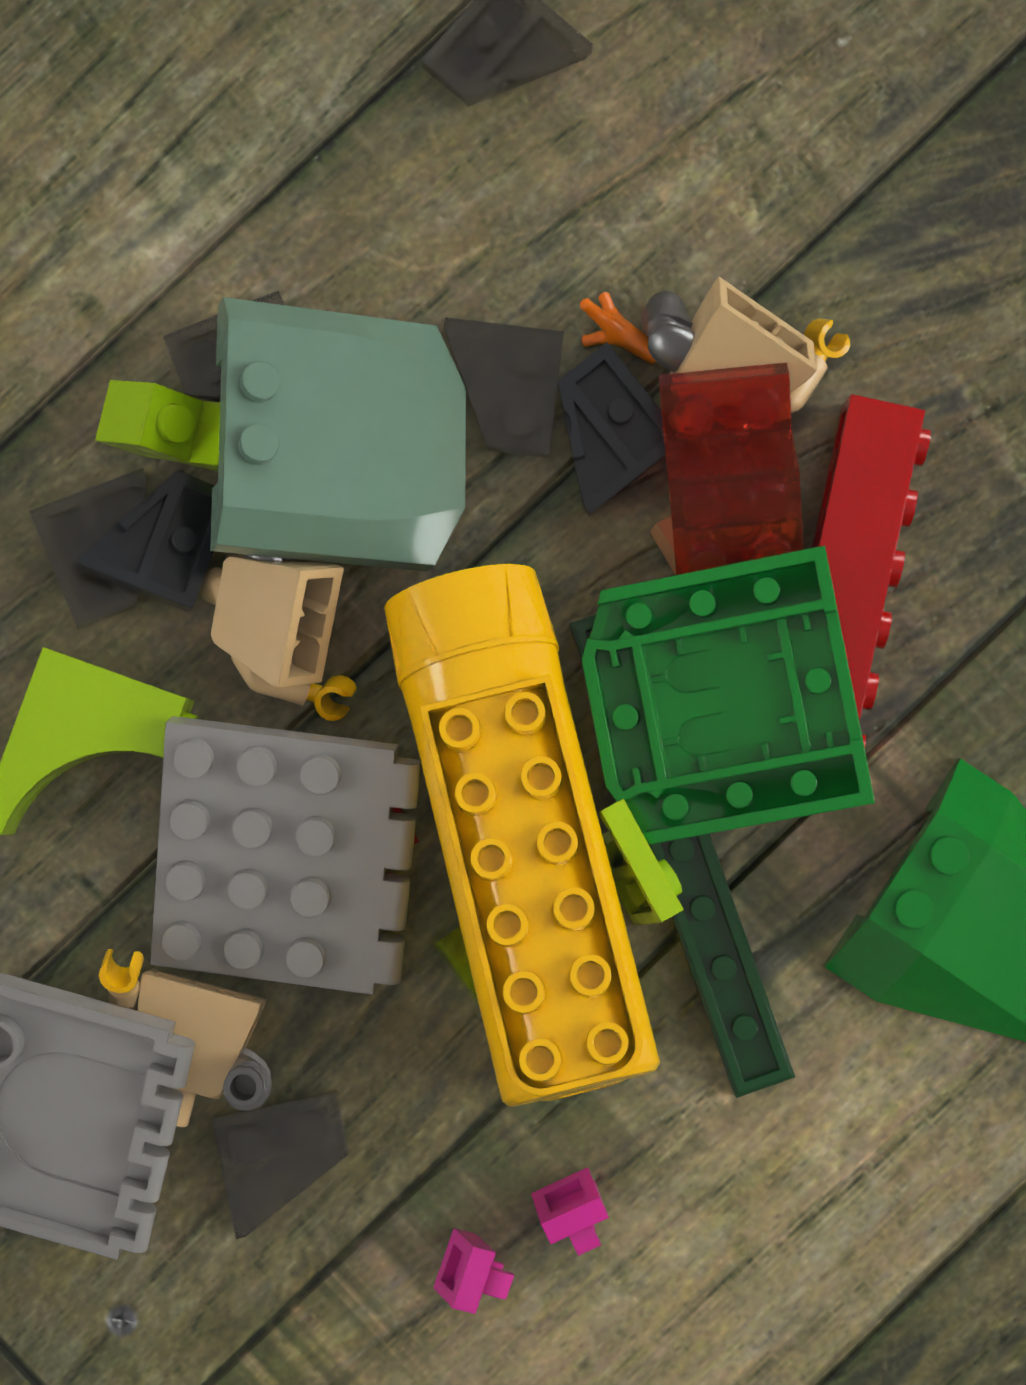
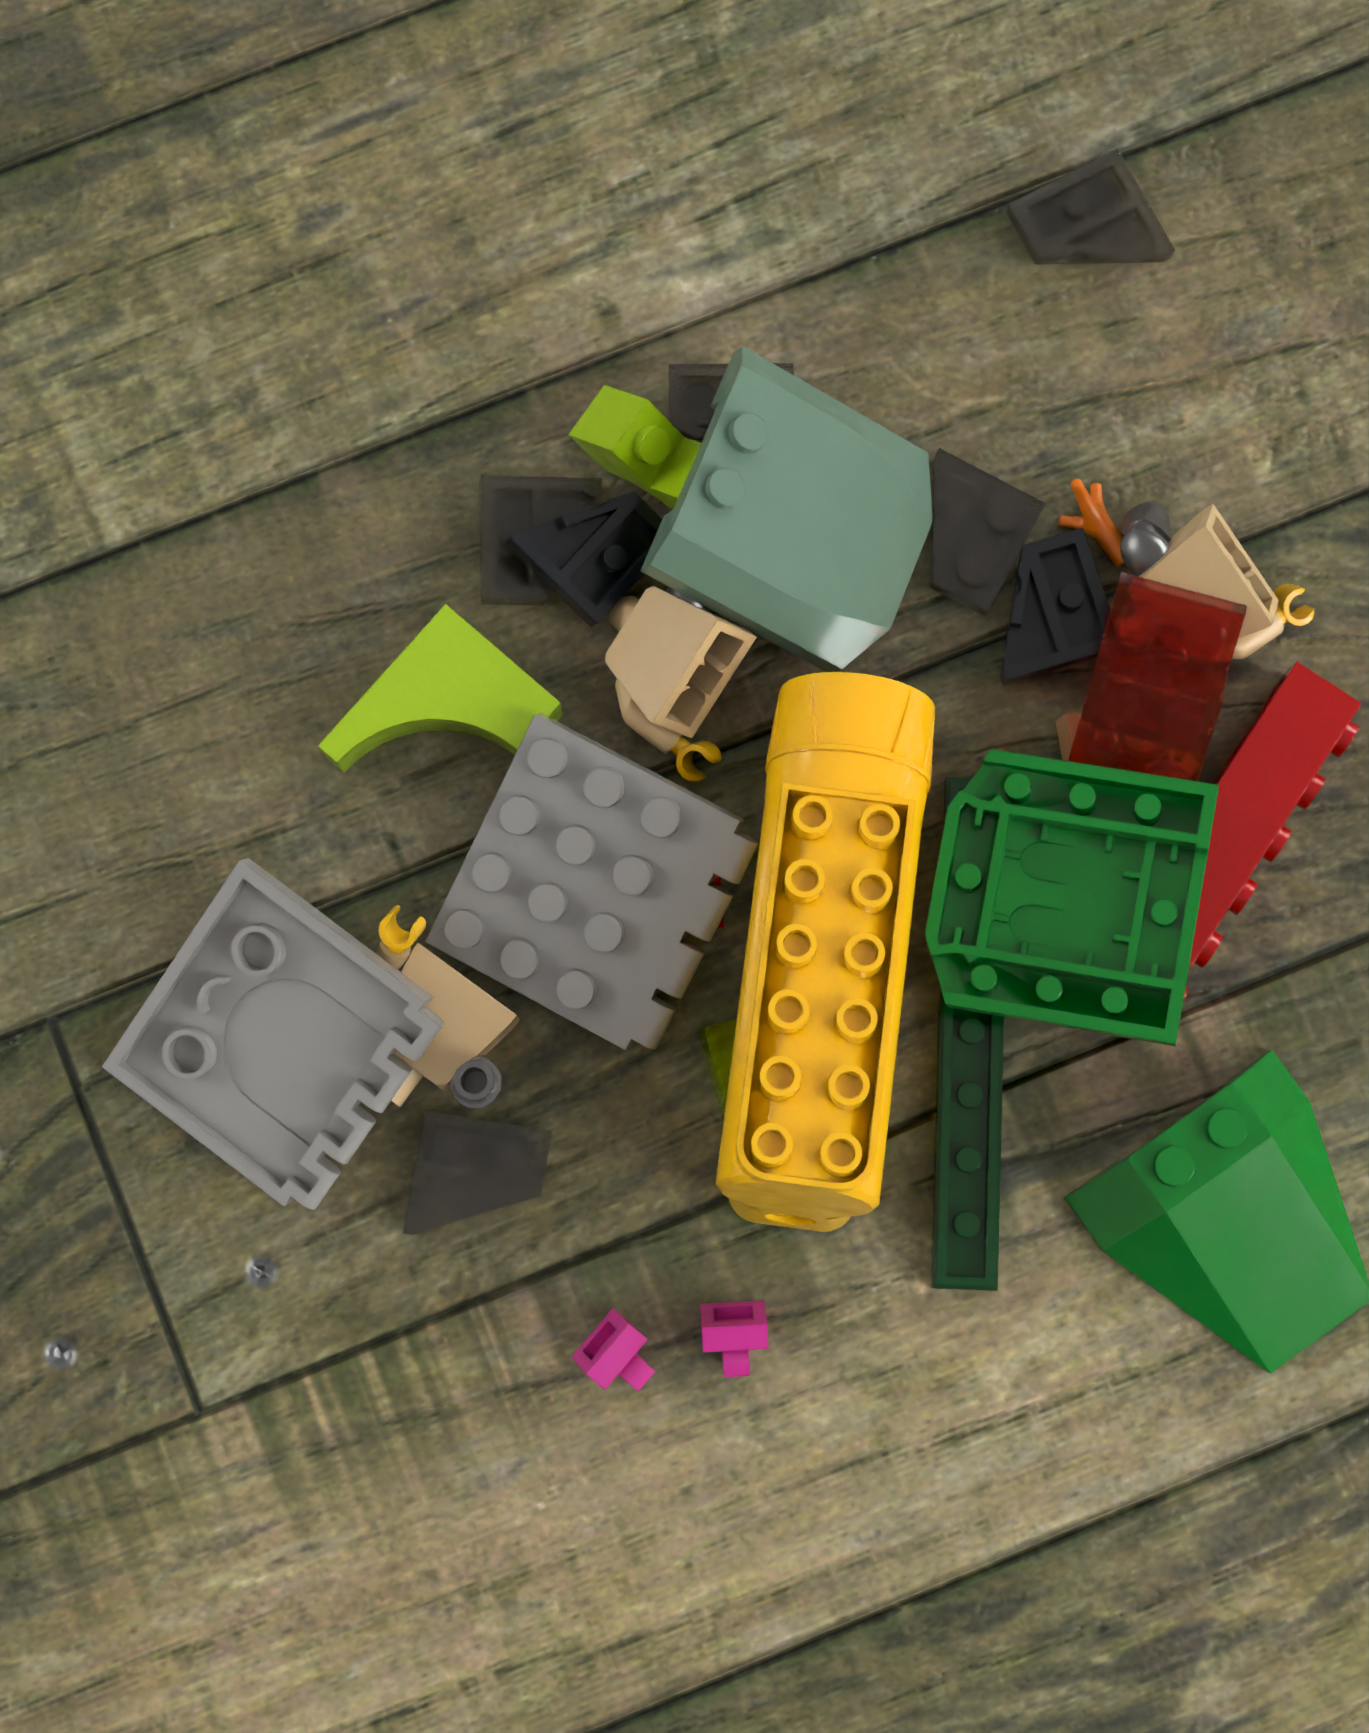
camera: 25 degrees right, 5 degrees down
(642, 883) = (925, 1038): lime wing -> none

